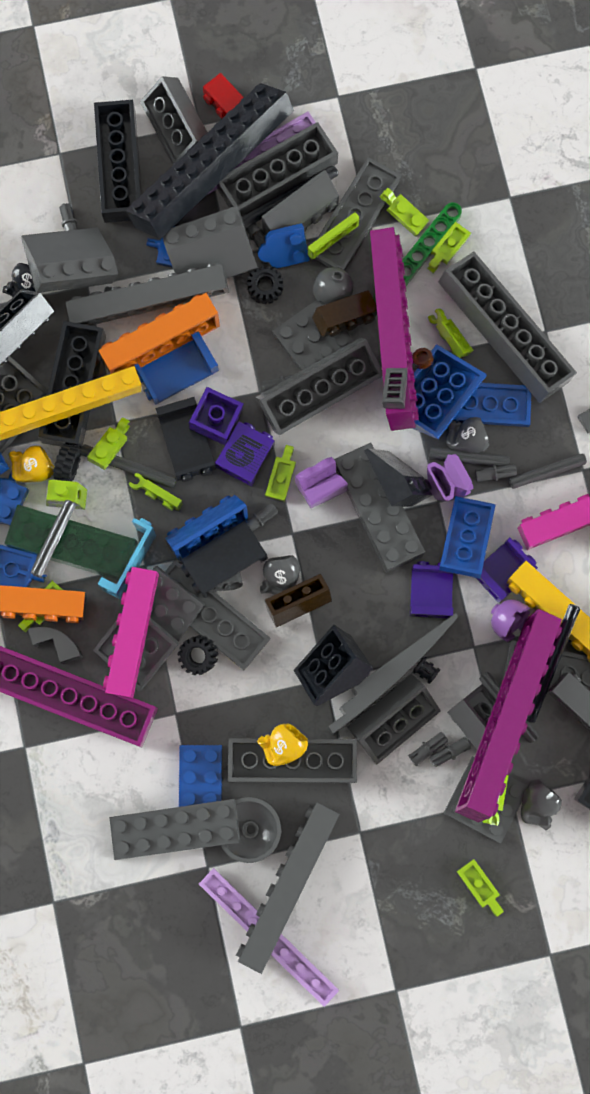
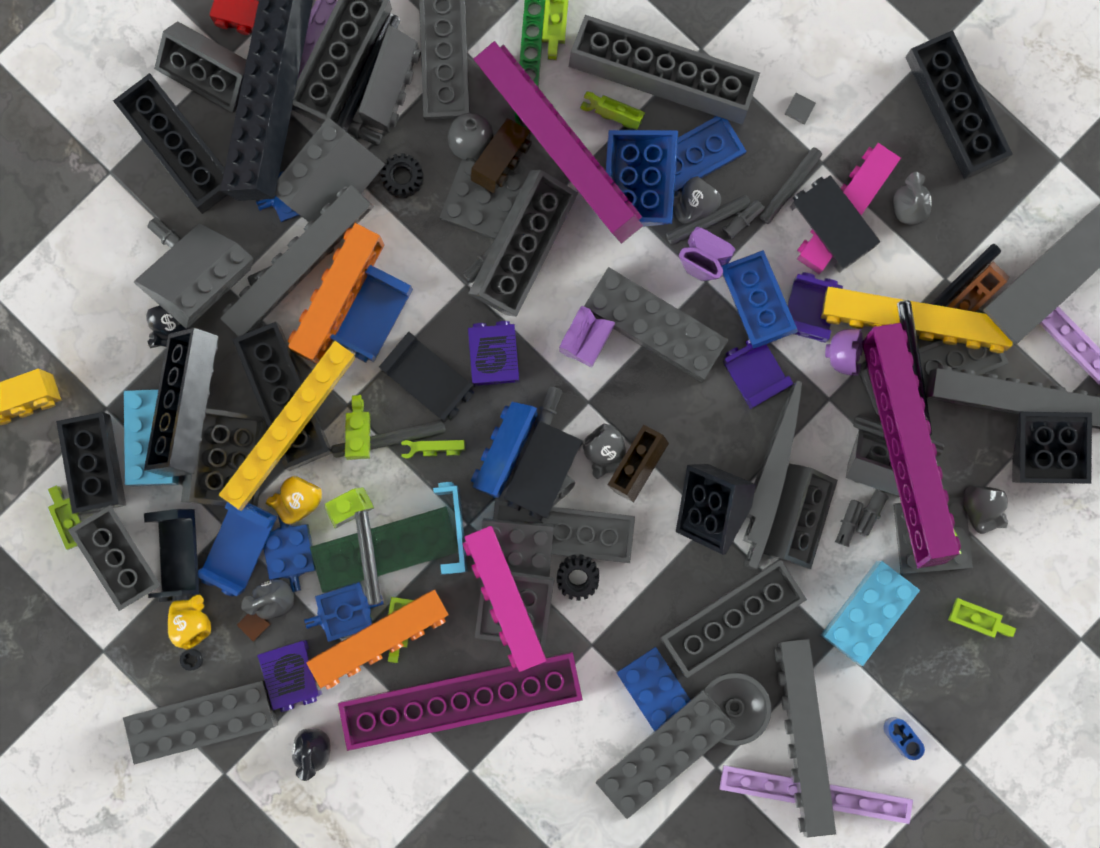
camera: 30 degrees left, 5 degrees up
(65, 647) = (446, 651): dark grey brick -> none
(67, 463) = (329, 476): black tyre -> none
(216, 416) = (442, 336): dark purple brick -> none
(281, 475) = (542, 353): lime plate -> none
(283, 744) = (718, 610): yellow piece -> none
(284, 247) = (397, 126): blue plate -> none
(333, 236) = (438, 85): lime tile -> none
(368, 933) = (910, 735): none -> blue beam
(395, 402) = (614, 216): dark grey slope -> none
(399, 481) = (657, 285): black slope -> none
(399, 825) = (870, 612): none -> medium azure brick
(404, 212) = (490, 17): lime plate -> none
(422, 358) = (605, 153): reddish brown tile -> none
(429, 667) = (808, 453): black bush -> none
(563, 518) = (835, 222): none -> black panel

